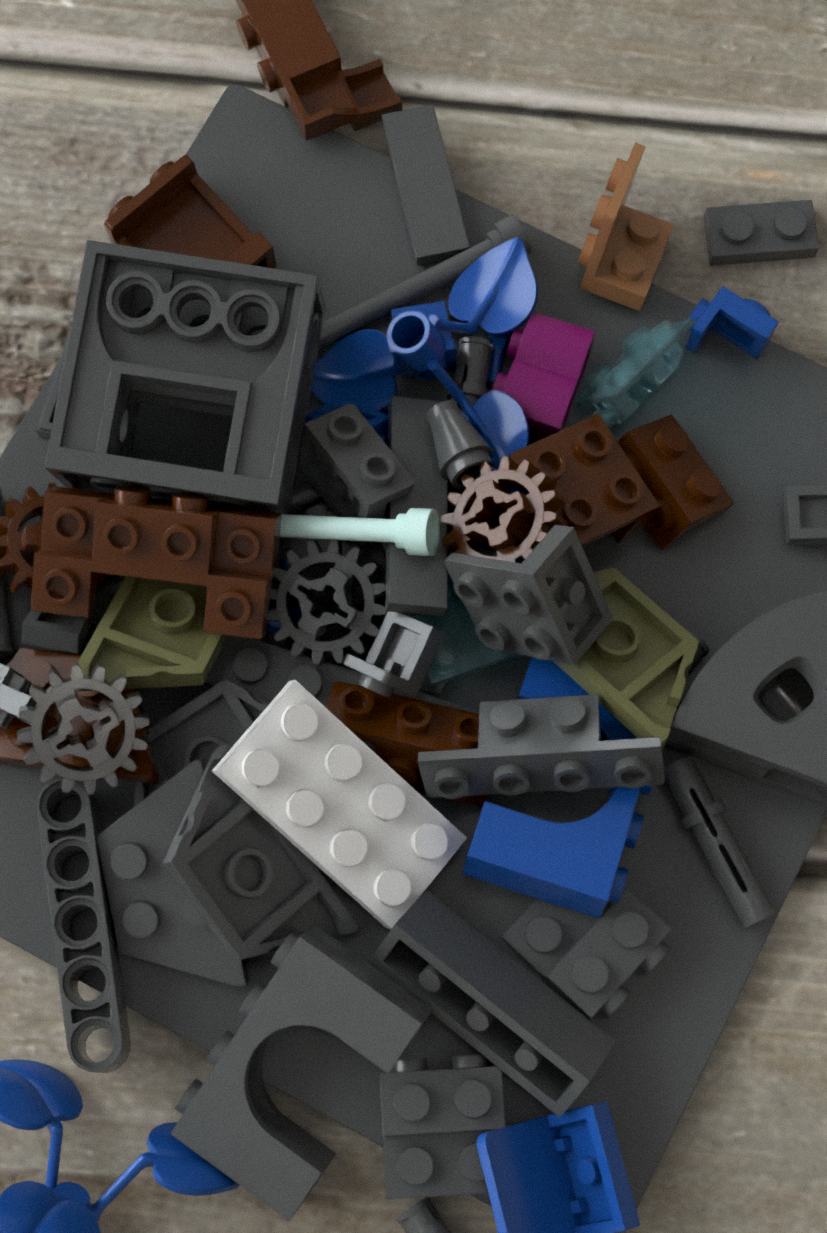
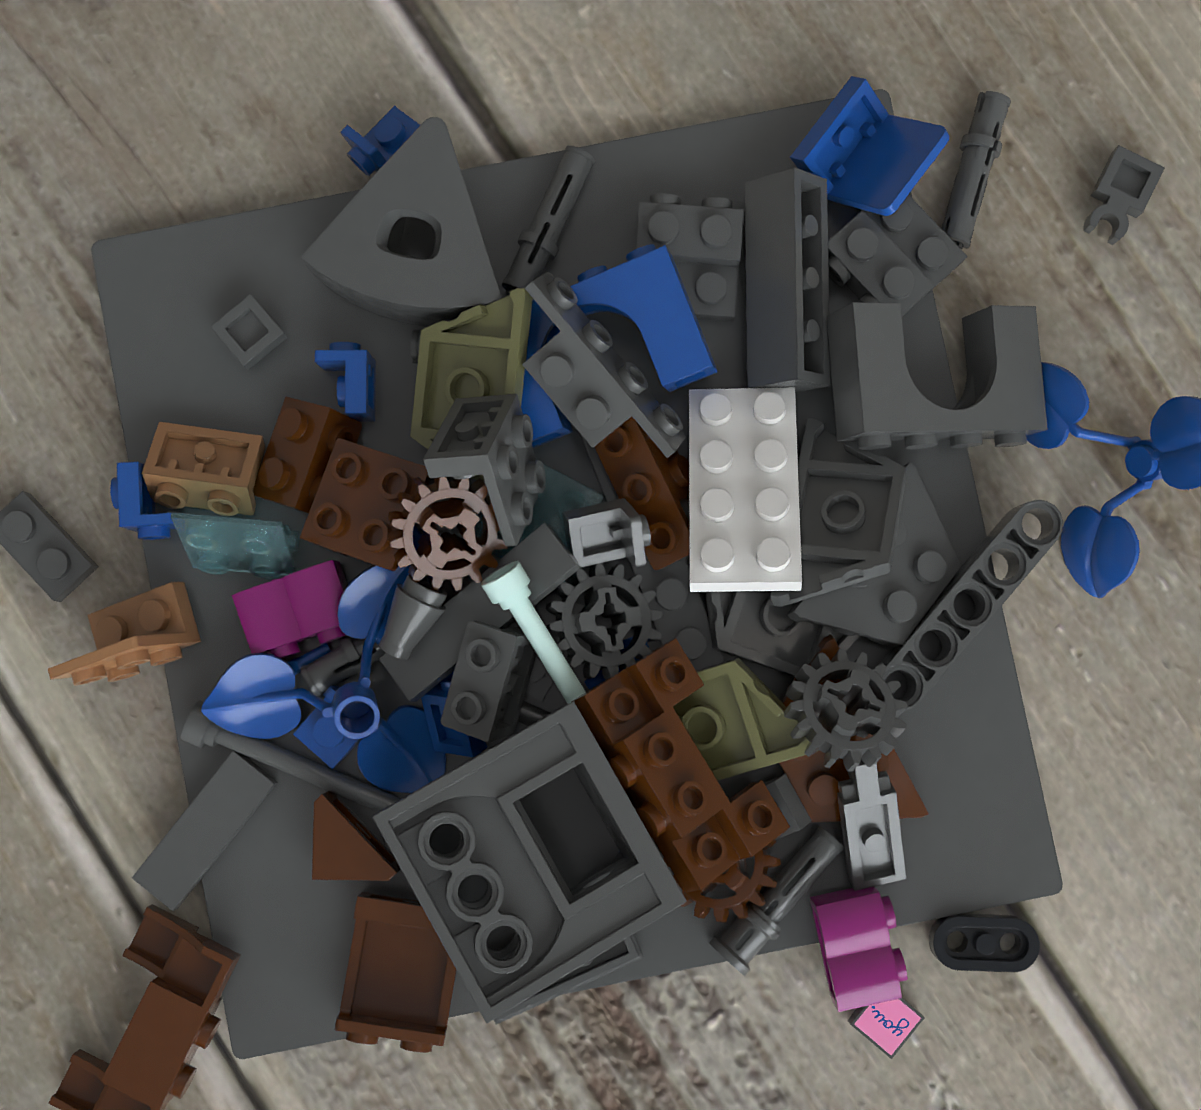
camera: 130 degrees left, 10 degrees up
(340, 272) = (346, 846): none -> reddish brown slope
(697, 568) = (357, 387): none -> blue bracket
(723, 392) = (203, 468): none -> medium nougat bracket

